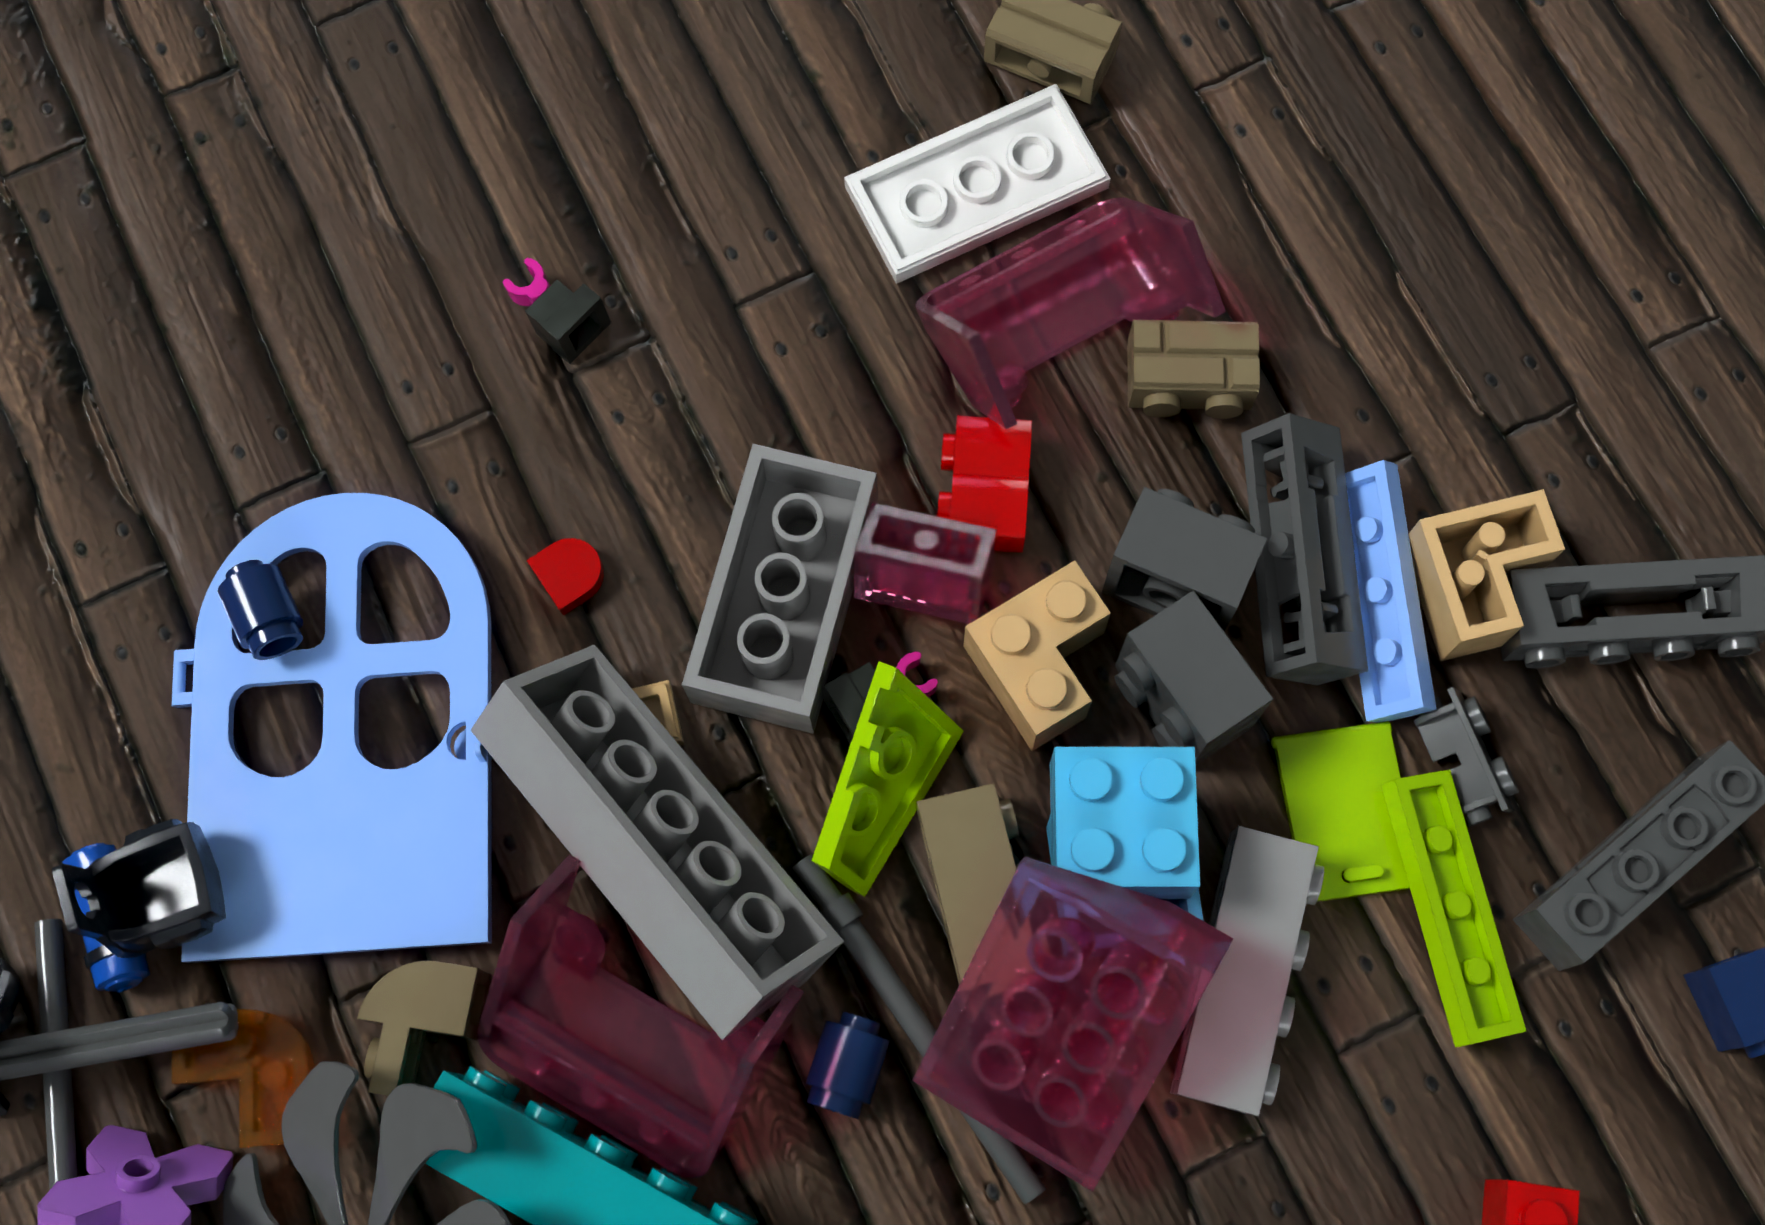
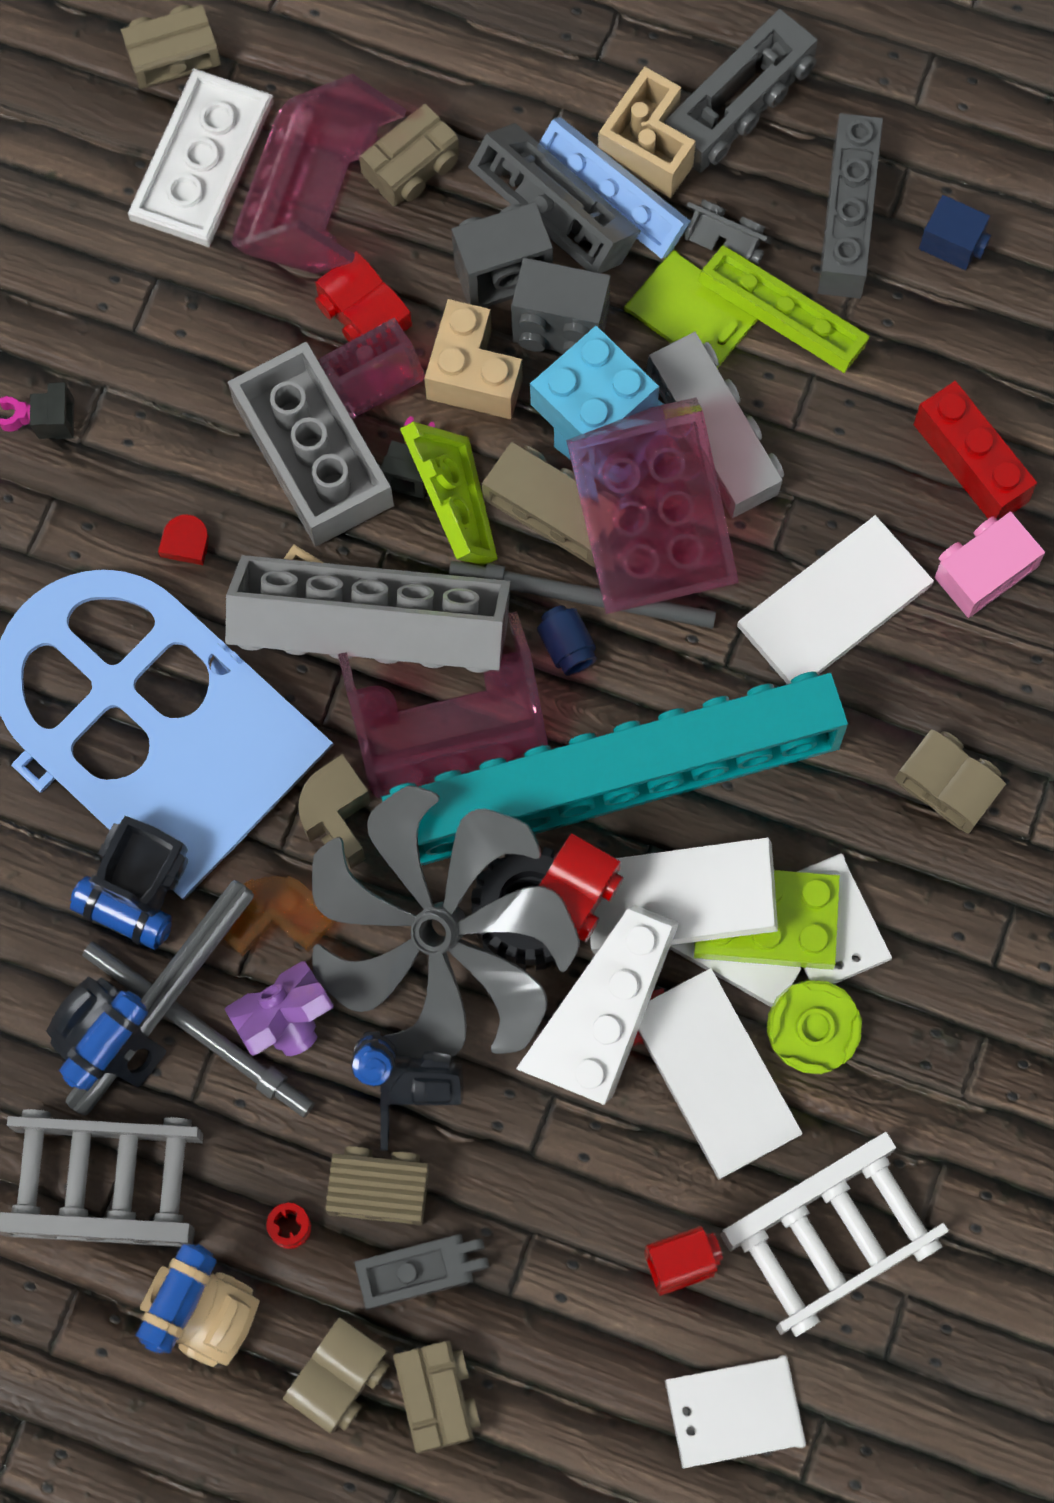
camera: 45 degrees left, 0 degrees up
(261, 609) = (47, 690): dark blue brick -> none

